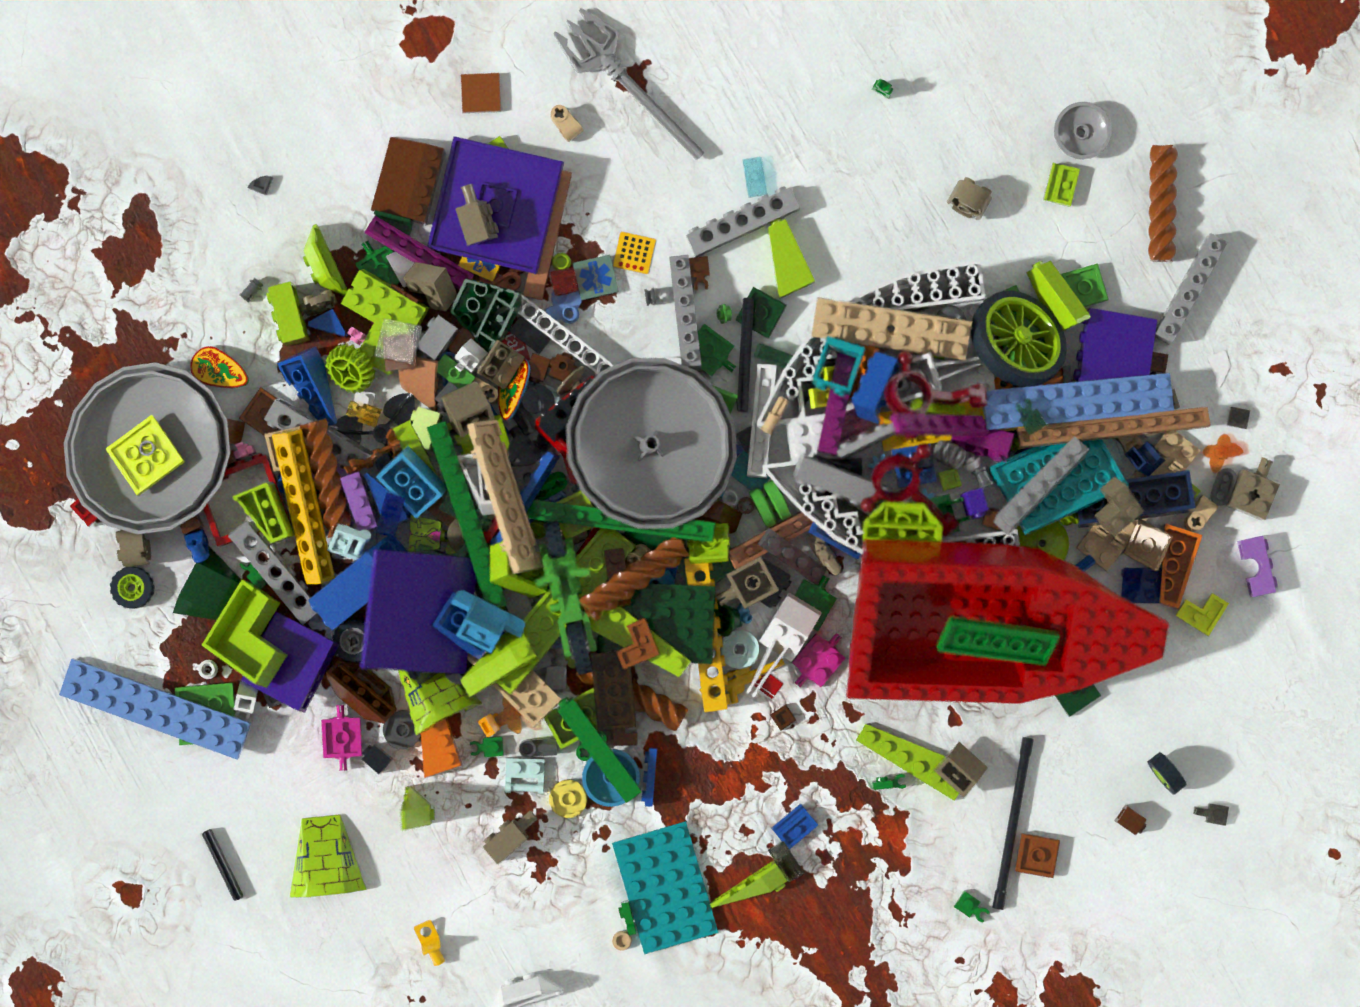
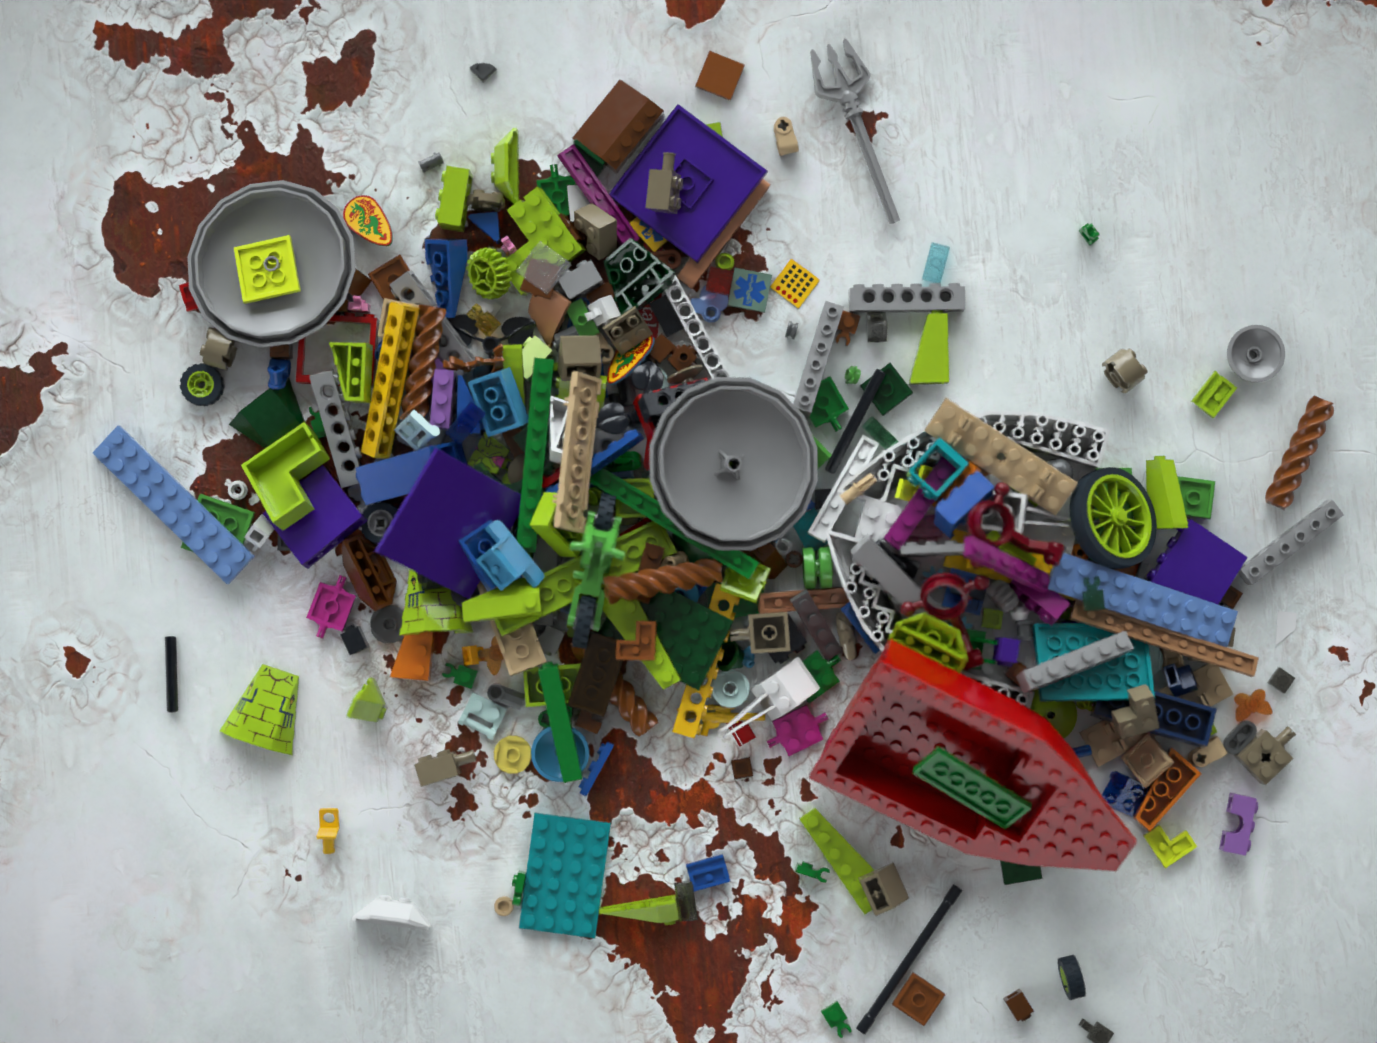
camera: 25 degrees right, 0 degrees up
(726, 259) = (876, 327): none -> clear smoke brick

